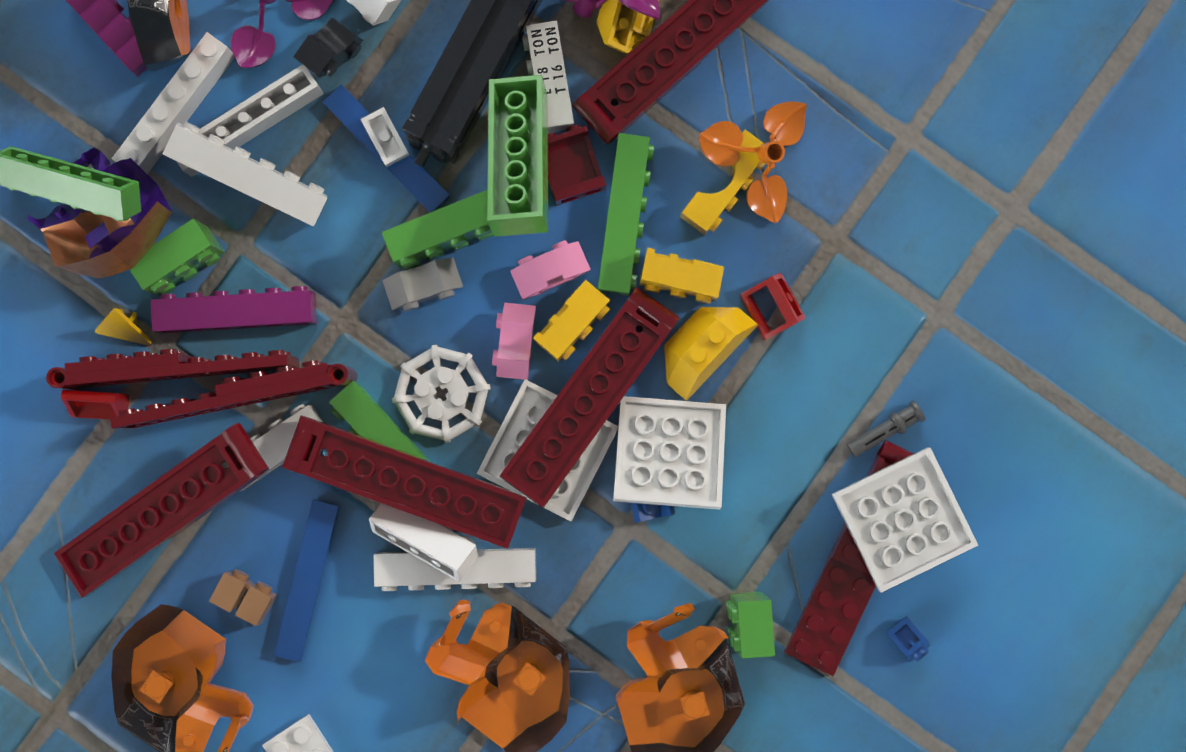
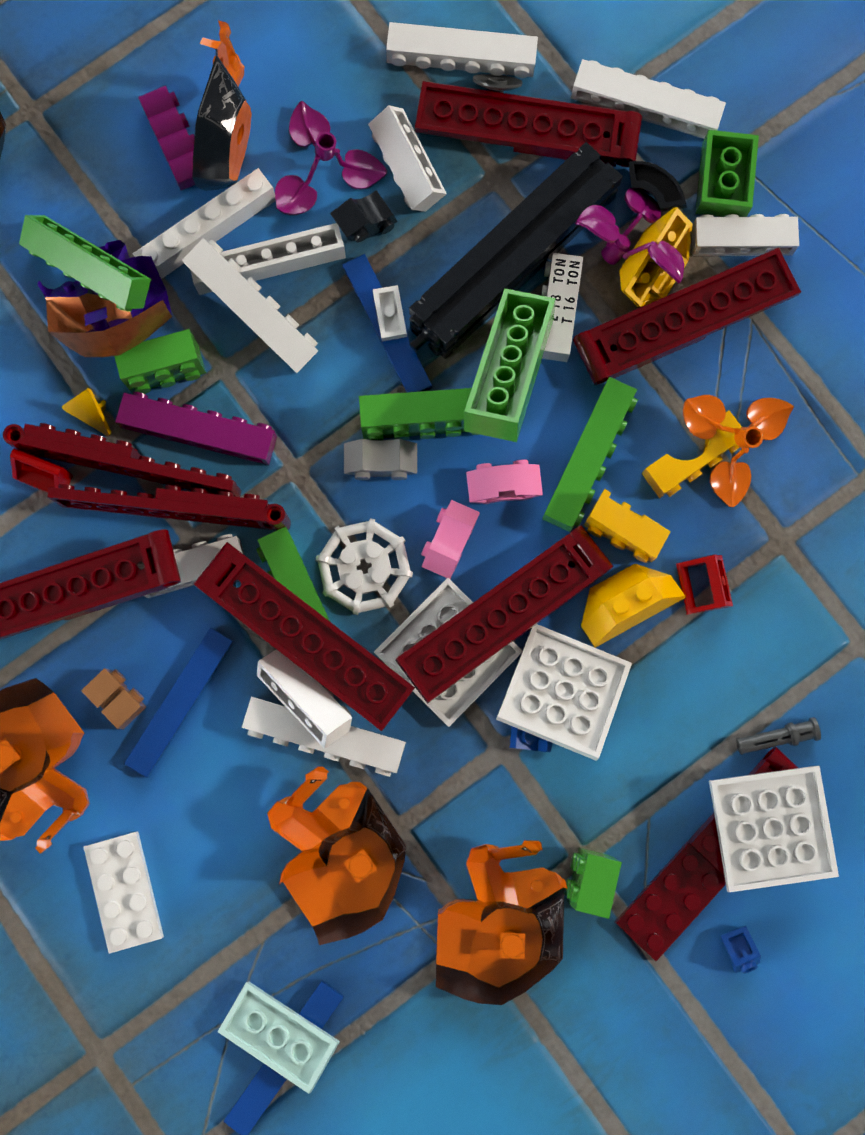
camera: 20 degrees right, 5 degrees down
(573, 166) = (556, 394): dark red panel -> none
(573, 321) = (510, 538): yellow wedge -> none

